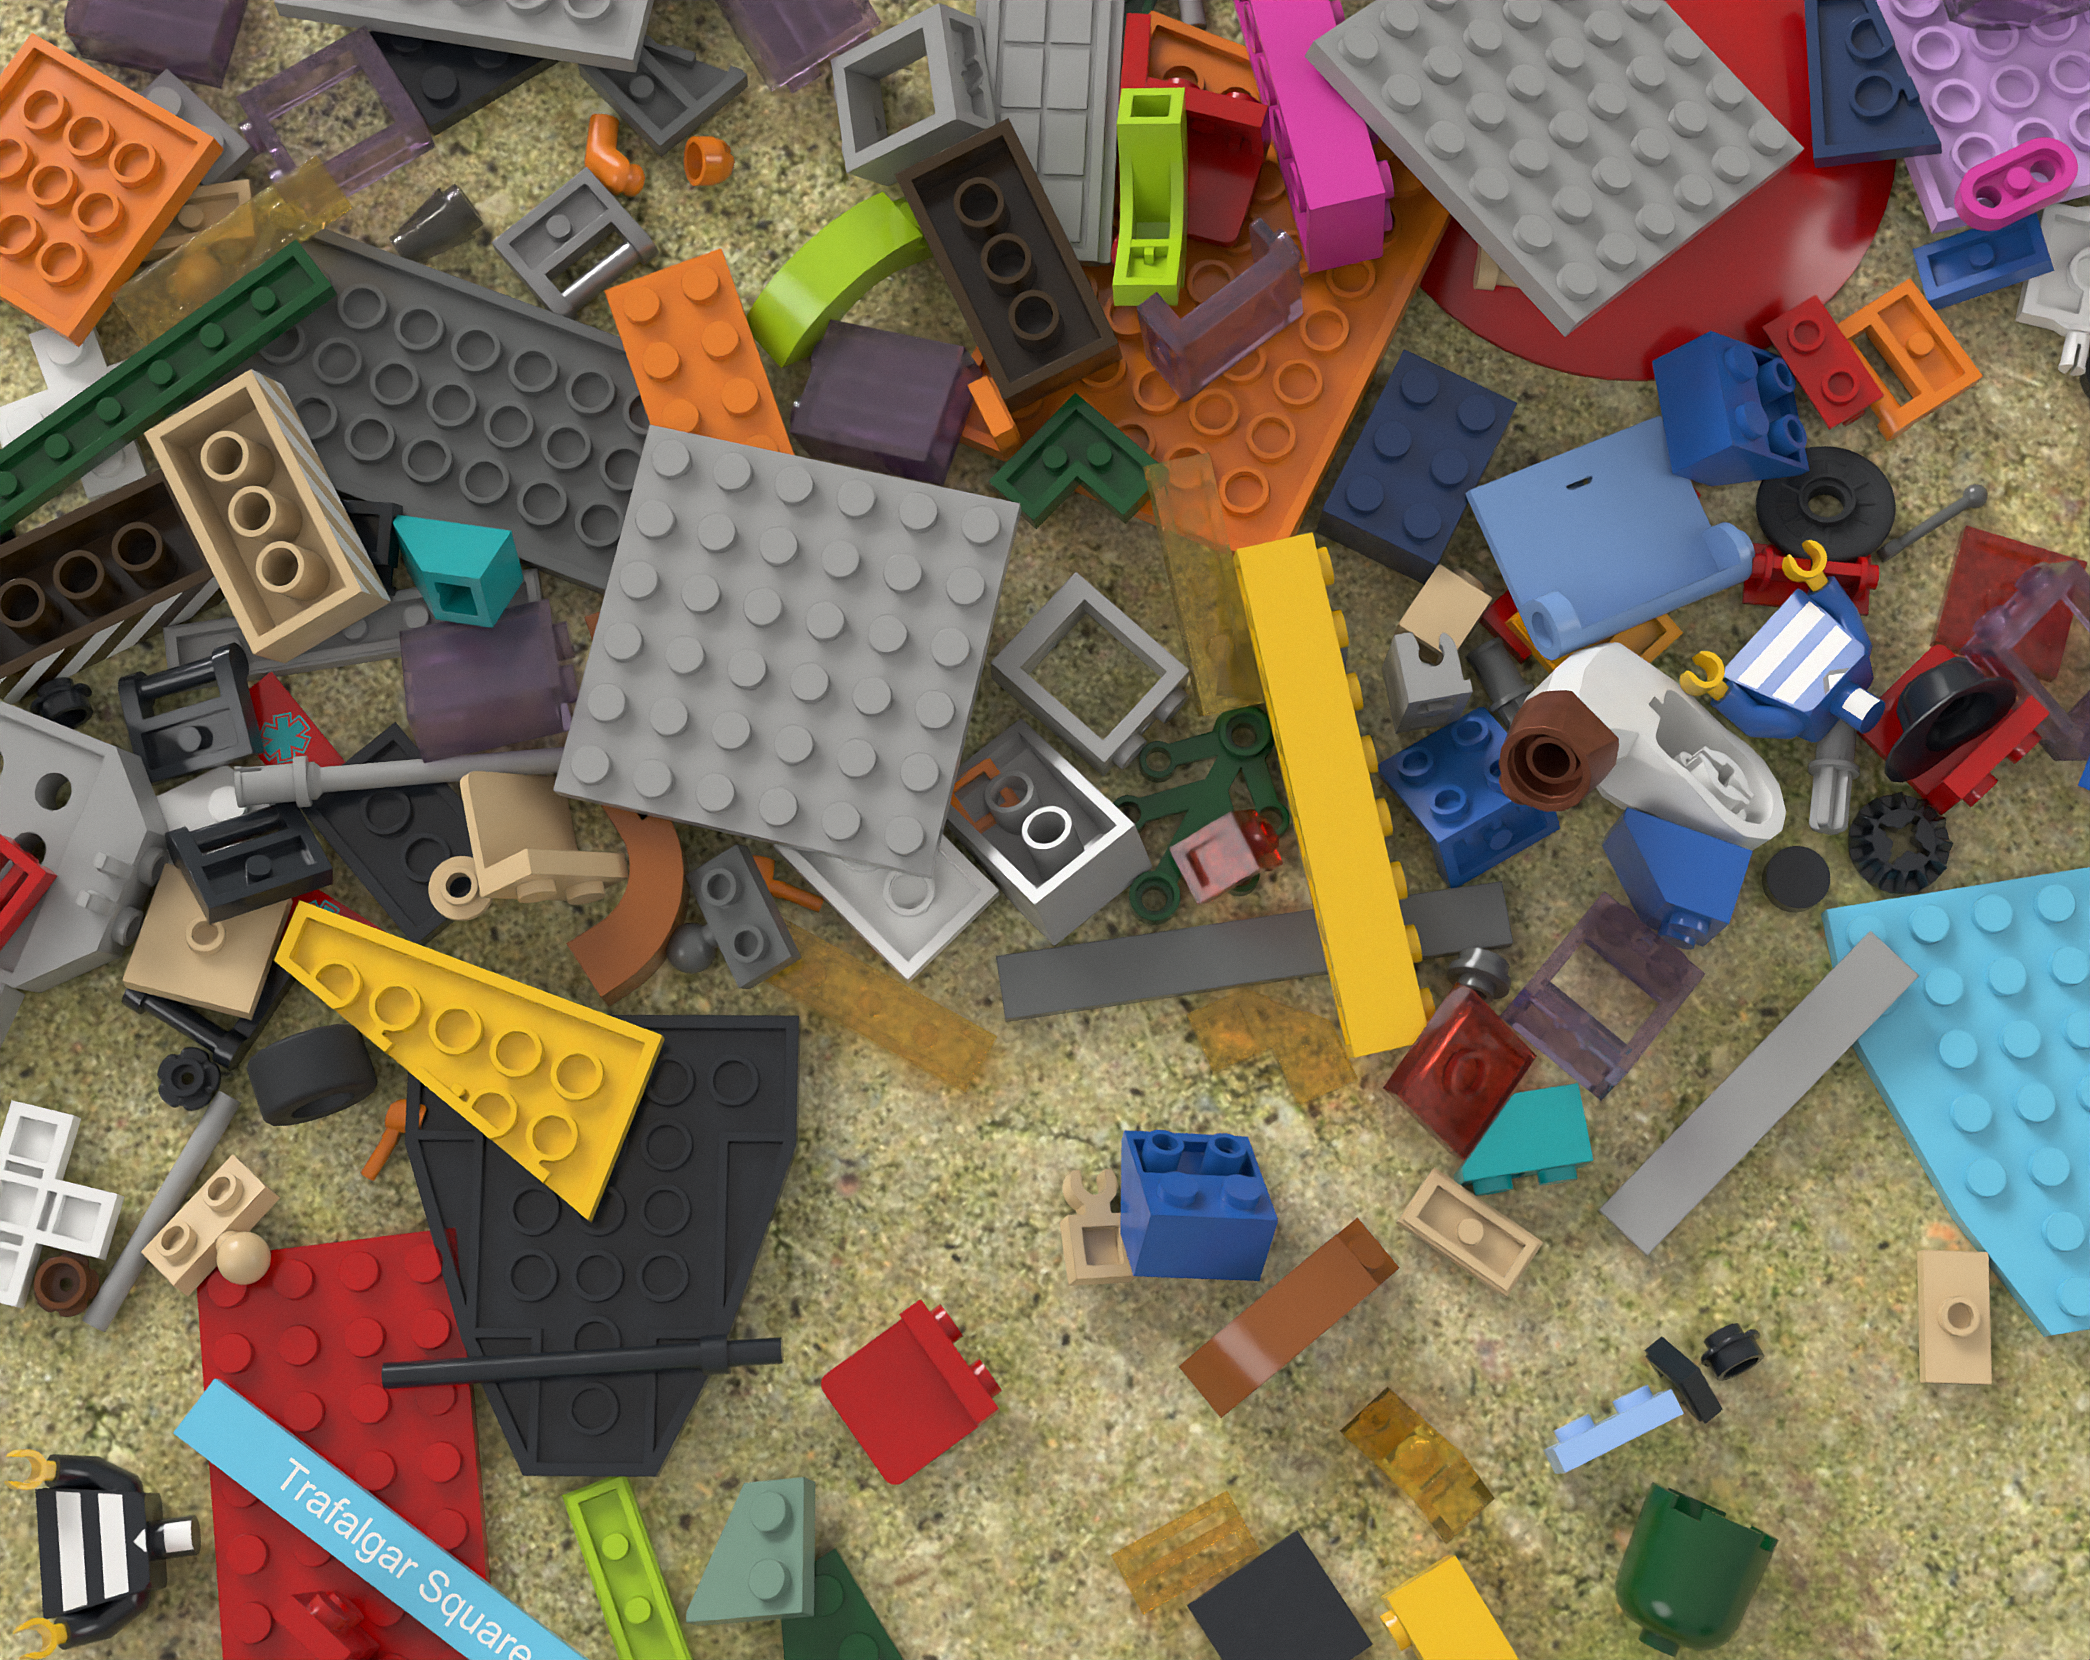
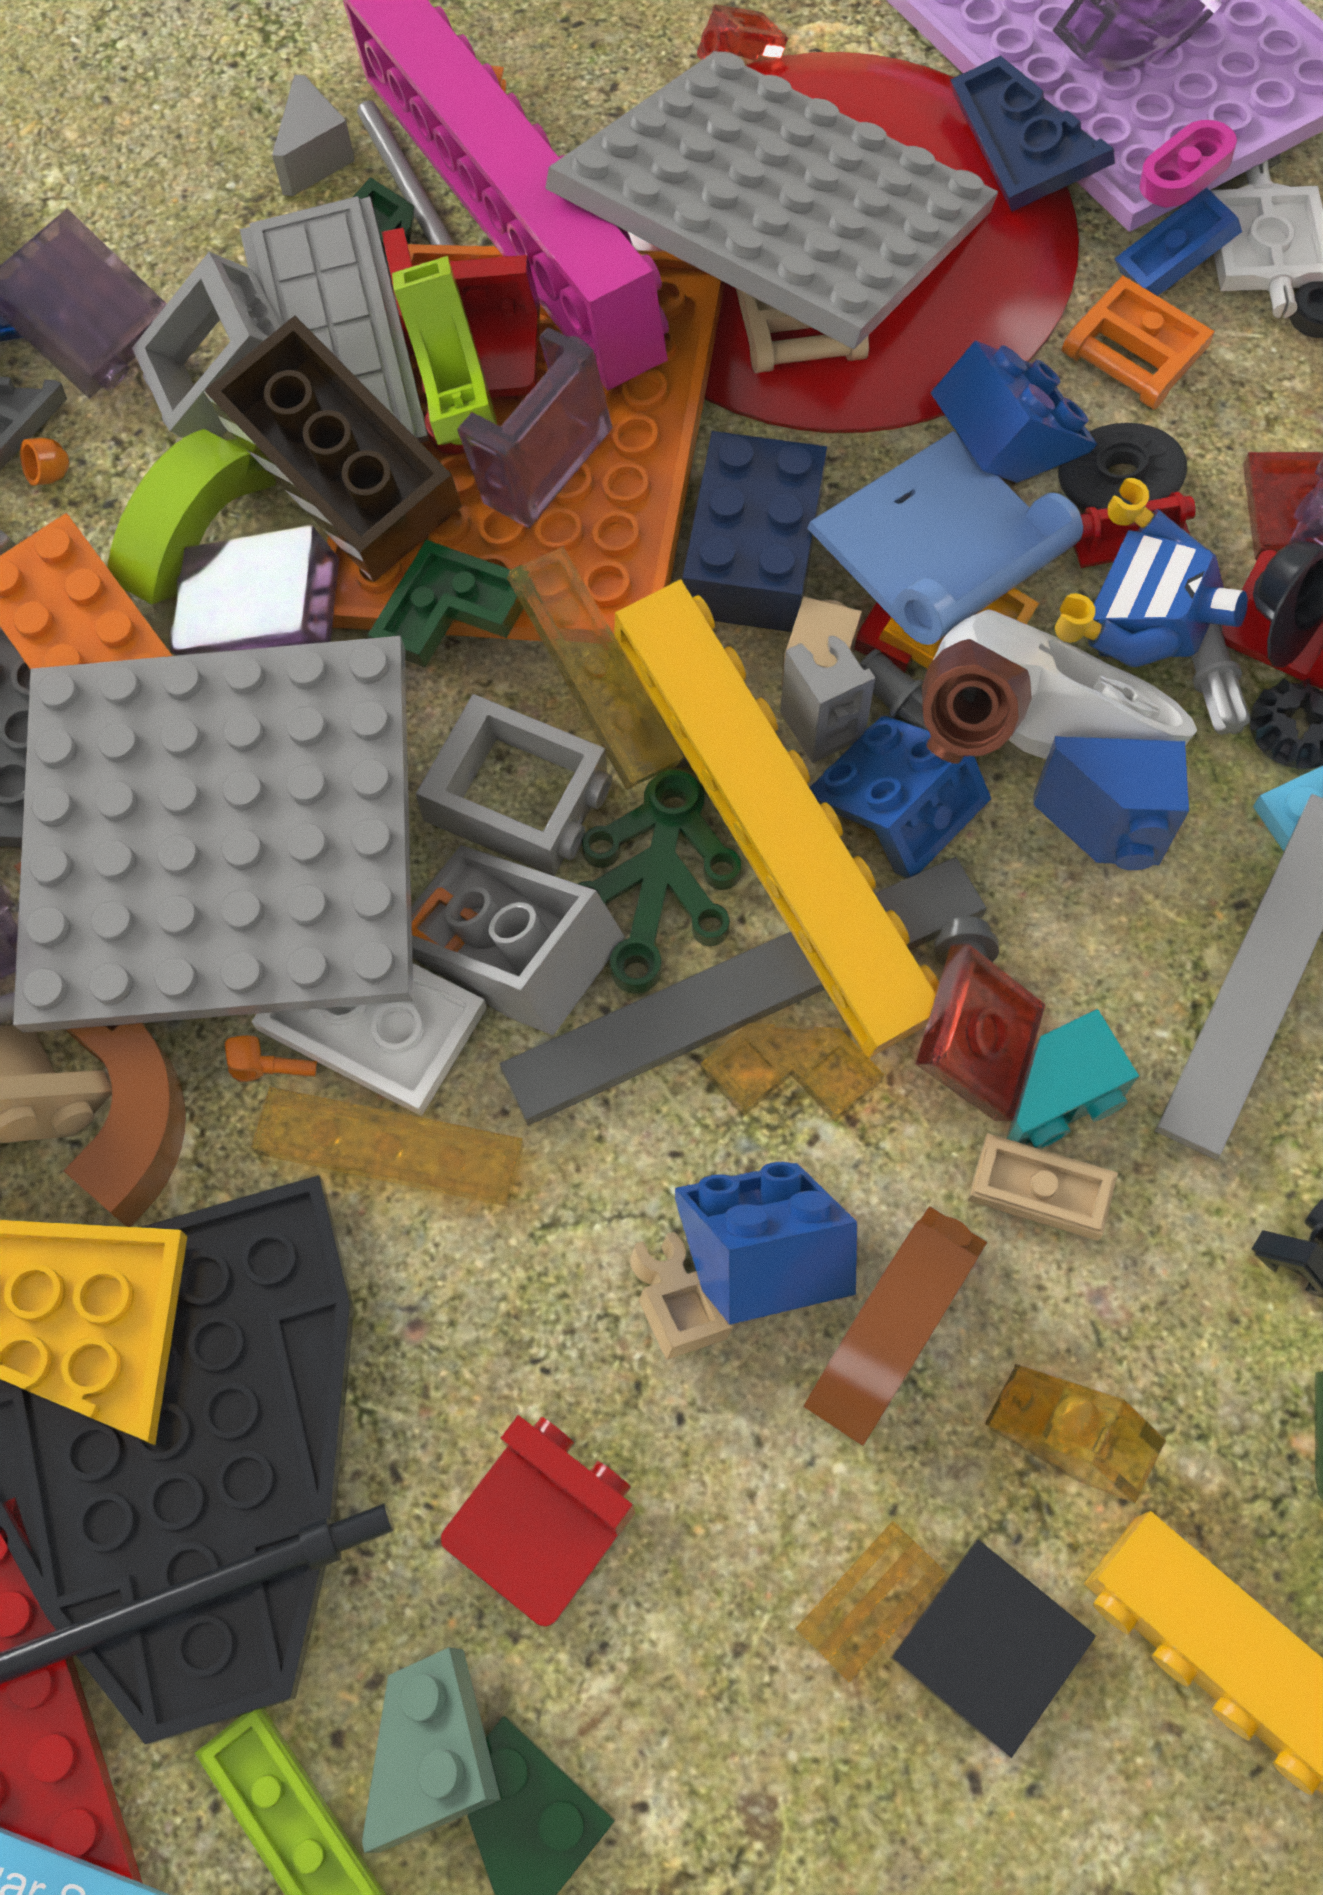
camera: 15 degrees left, 10 degrees down
(739, 922) = (236, 1102): dark grey plate -> none
(996, 416) = (358, 579): orange tile -> none
(1227, 854) = (691, 902): clear red bracket -> none
(1573, 1035) = (1074, 959): window -> none
(1636, 1414) = (1270, 1313): light blue plate -> none
(1796, 879) = (1220, 780): black tile -> none
(1823, 363) = (1078, 355): red hinge -> none
(1973, 497) = (1243, 432): dark grey hinge -> none

